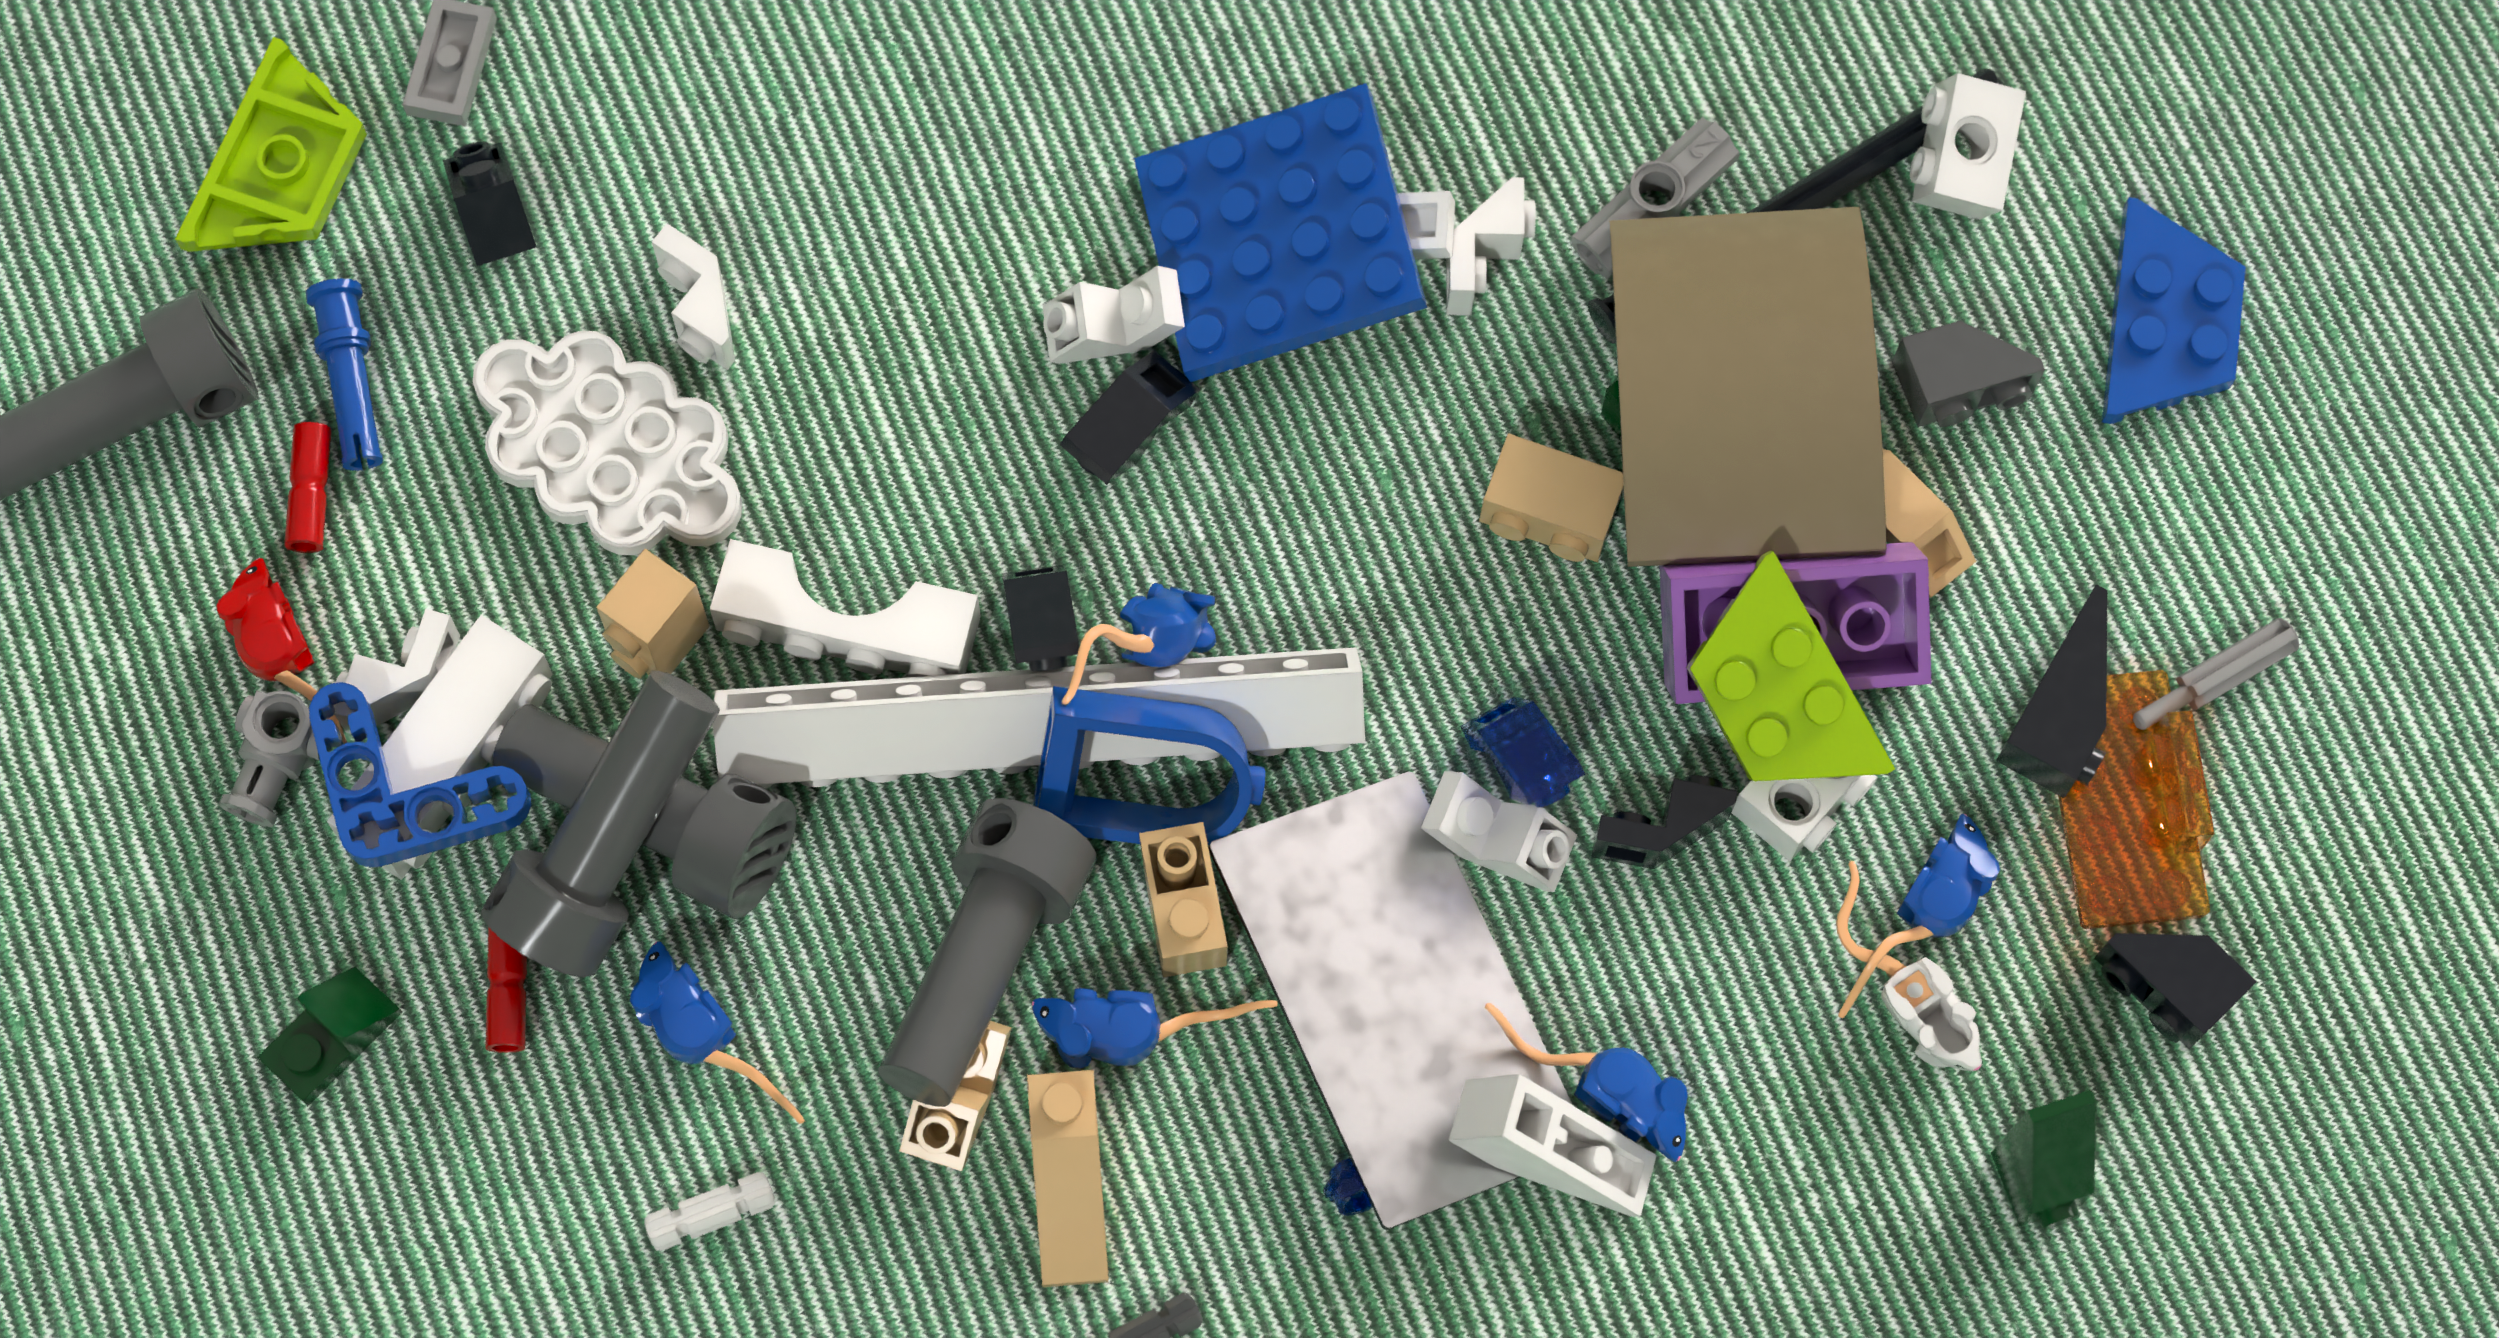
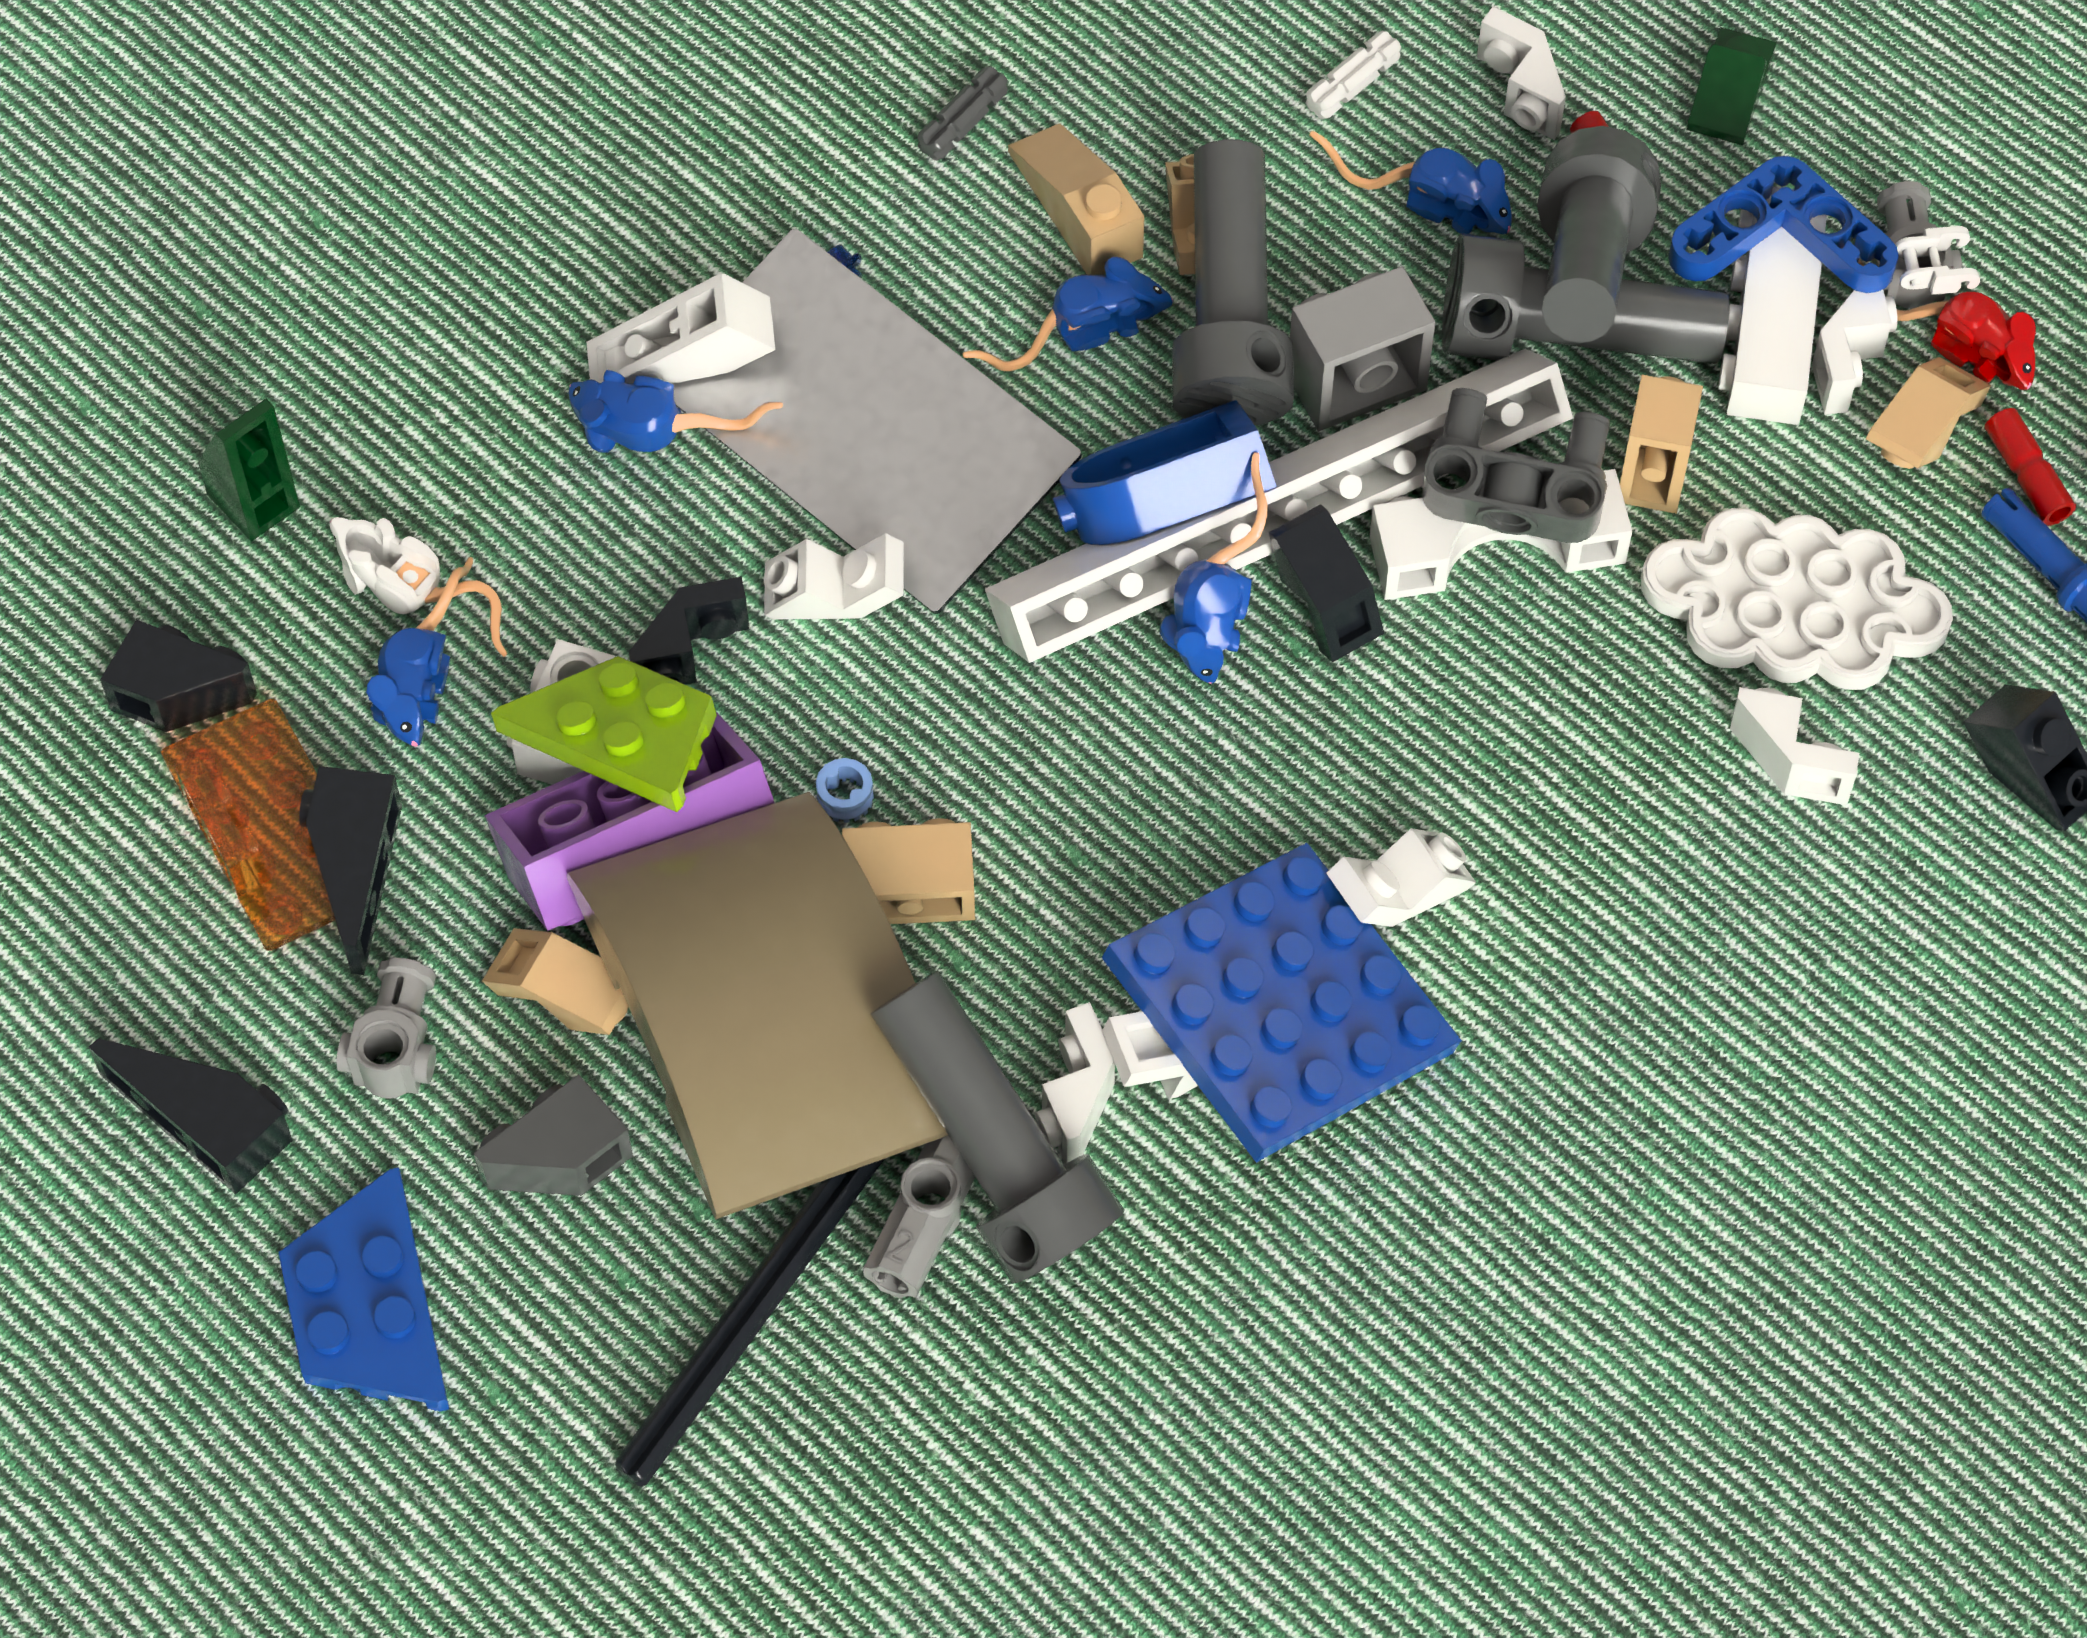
camera: 160 degrees right, 10 degrees down
(269, 710) = (1937, 278): none -> white piece
(370, 566) = (1925, 413): none -> tan slope
(535, 1105) = (1534, 88): none -> white slope
(828, 595) = (1513, 489): none -> dark grey piece
(883, 841) = (1361, 347): none -> light grey brick
(1128, 416) = (1336, 790): black slope -> none
(1183, 900) = (1079, 401): tan slope -> none
(1524, 751) = (838, 623): clear blue slope -> none
(1575, 127) = (1039, 1202): none -> dark grey piece
(1583, 631) = (859, 799): none -> light blue bush
(1991, 121) = (631, 1360): white brick -> none
(2073, 537) = (392, 1027): none -> light grey connector
(2224, 671) = (209, 963): light grey axle -> none
(2268, 529) = (202, 1108): none -> black slope

